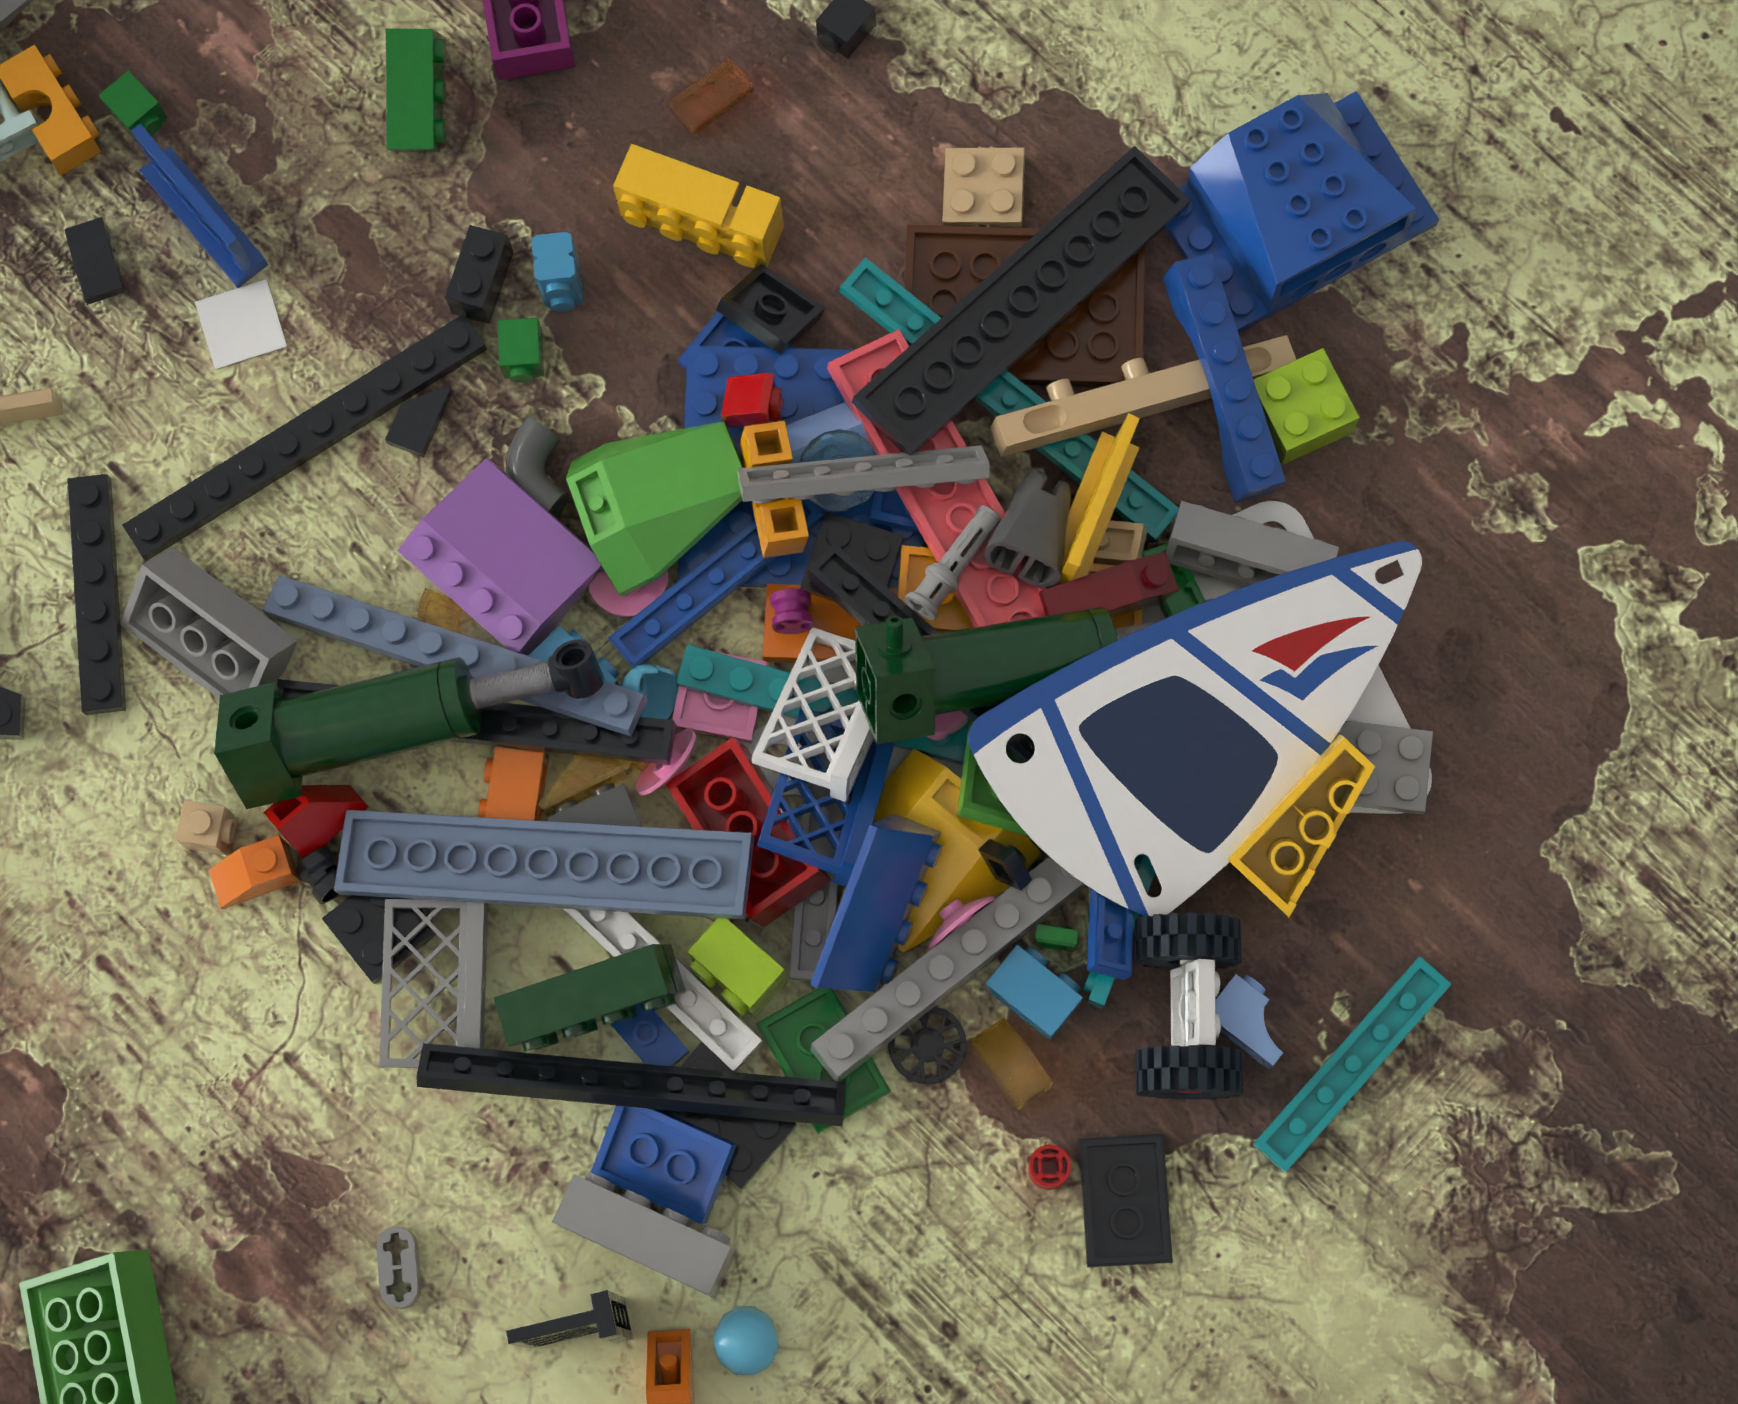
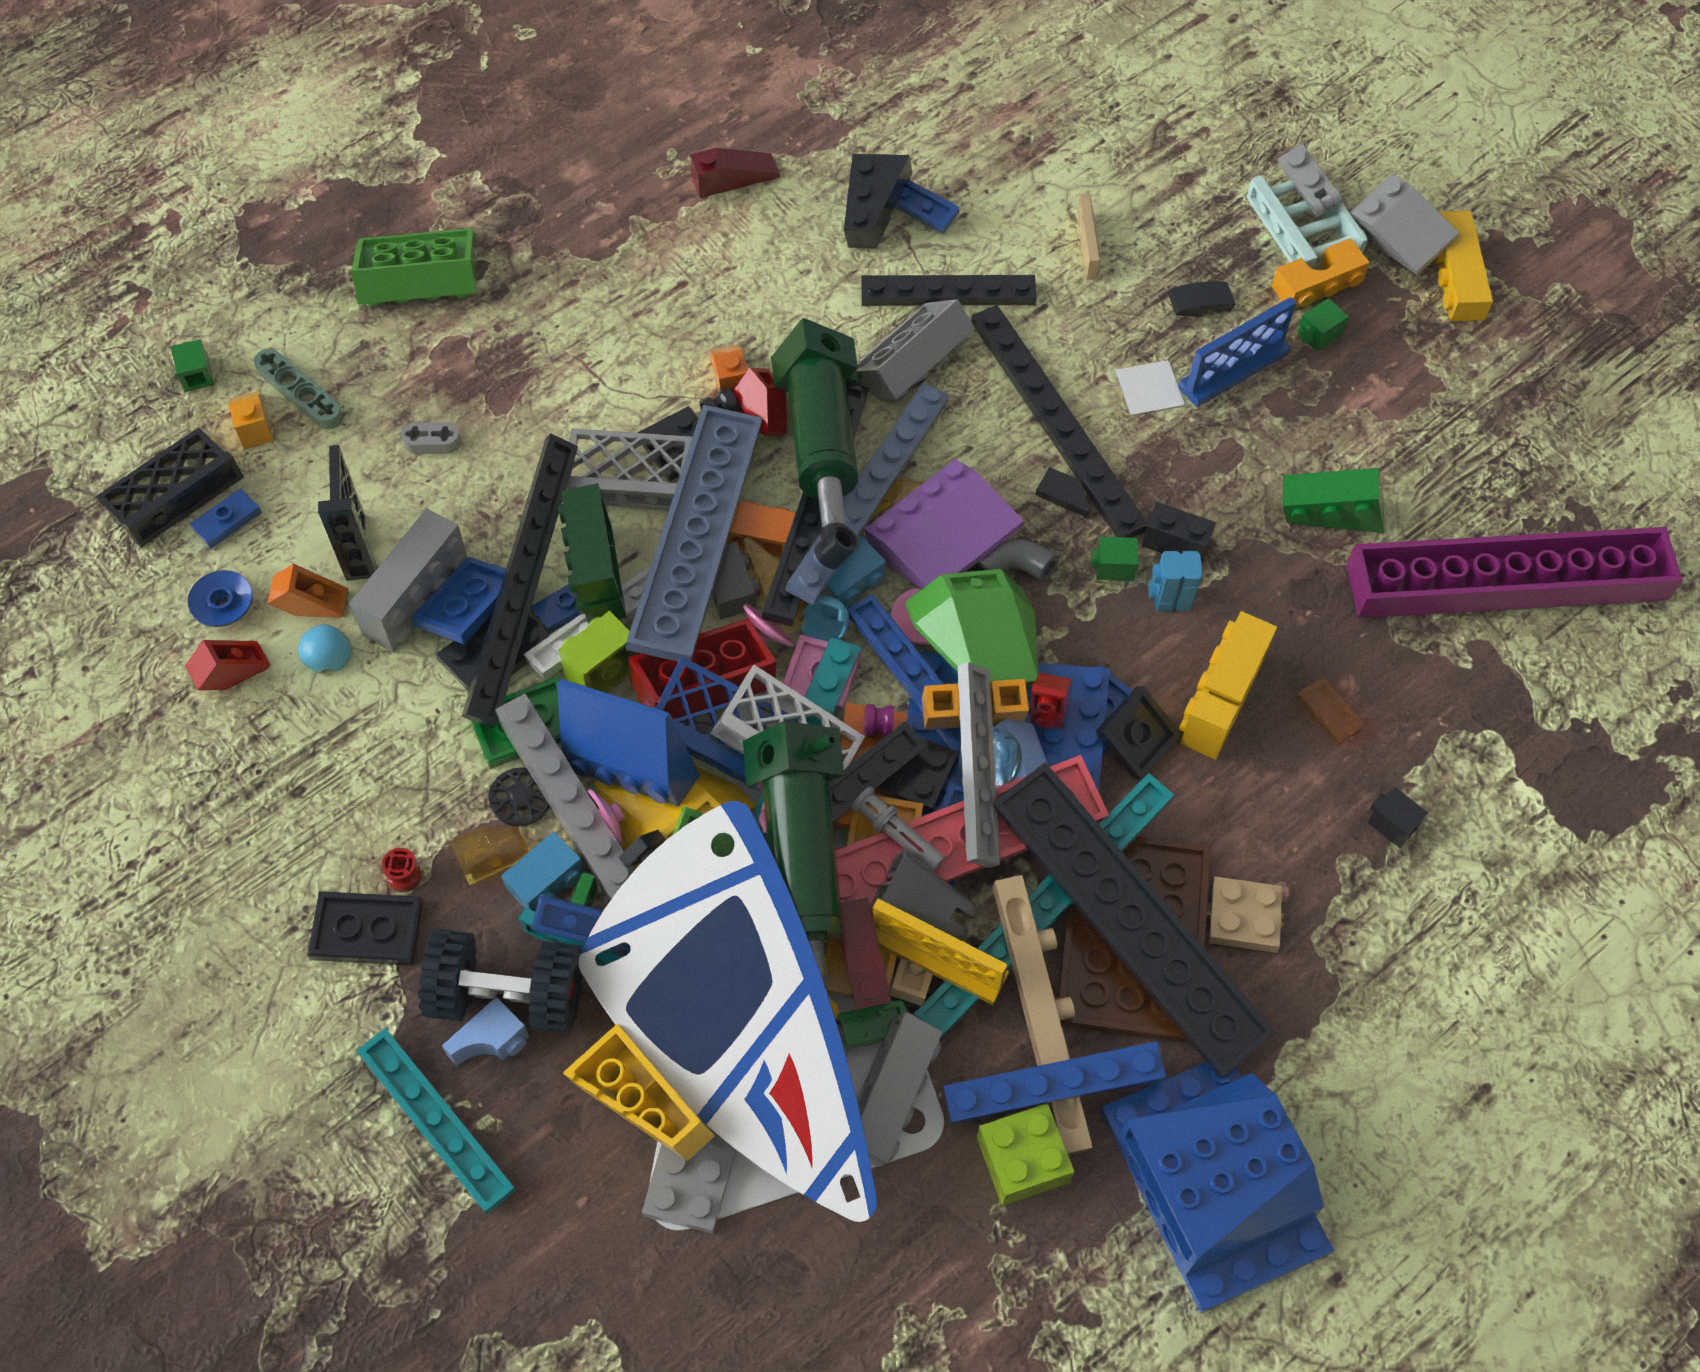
camera: 90 degrees right, 15 degrees down
(206, 827) = (764, 337): tan brick -> none

